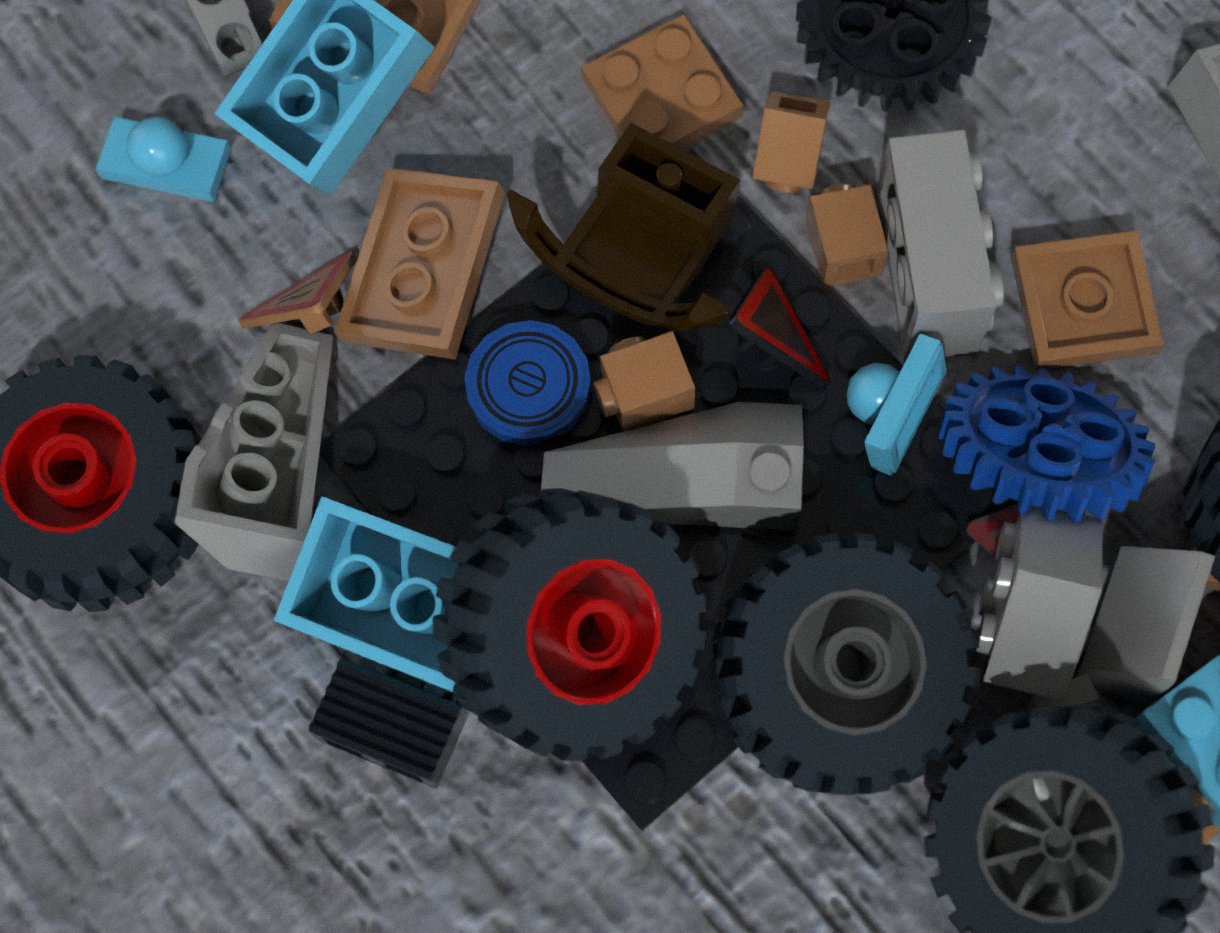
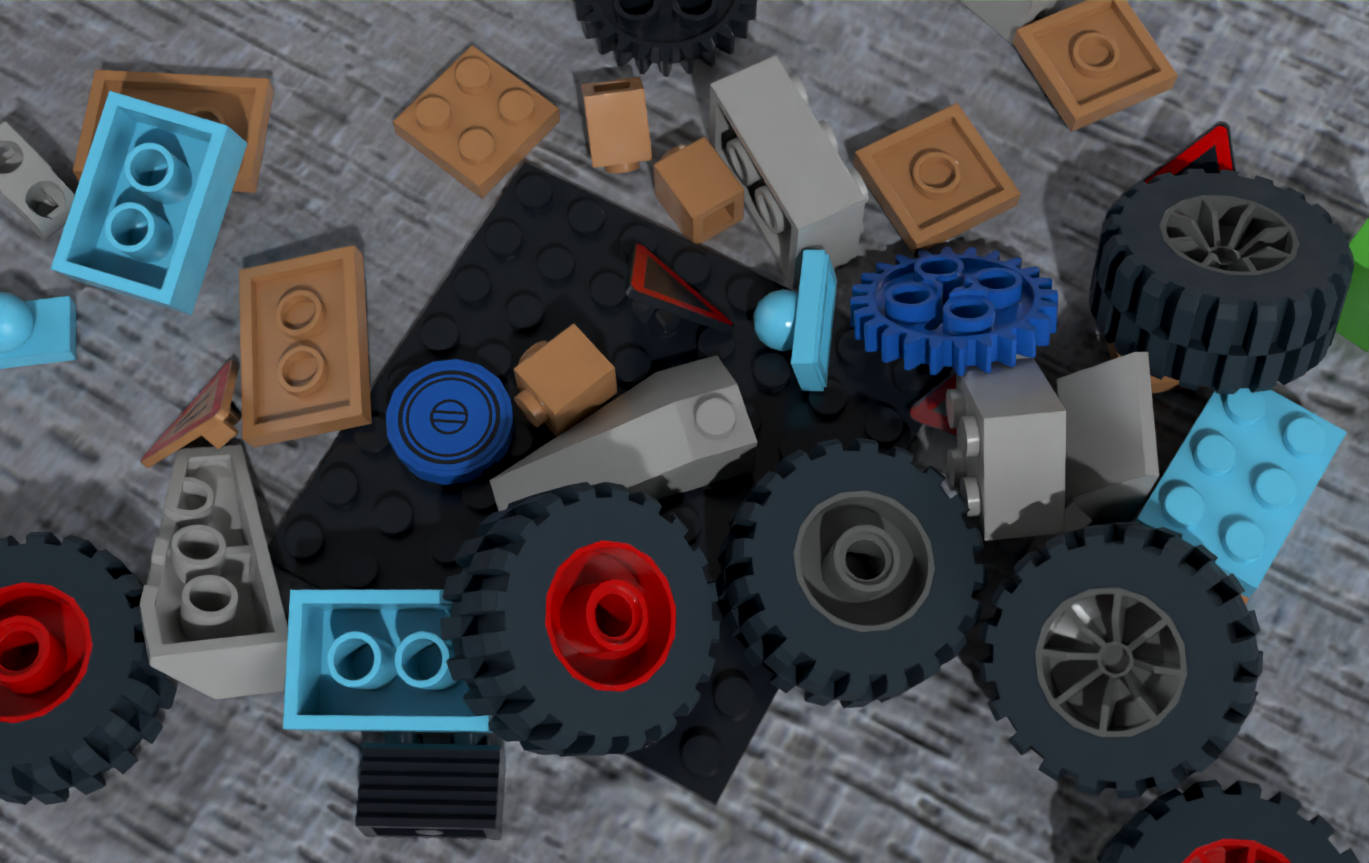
camera: 25 degrees left, 5 degrees down
(643, 232) = (510, 246): dark brown piece -> none

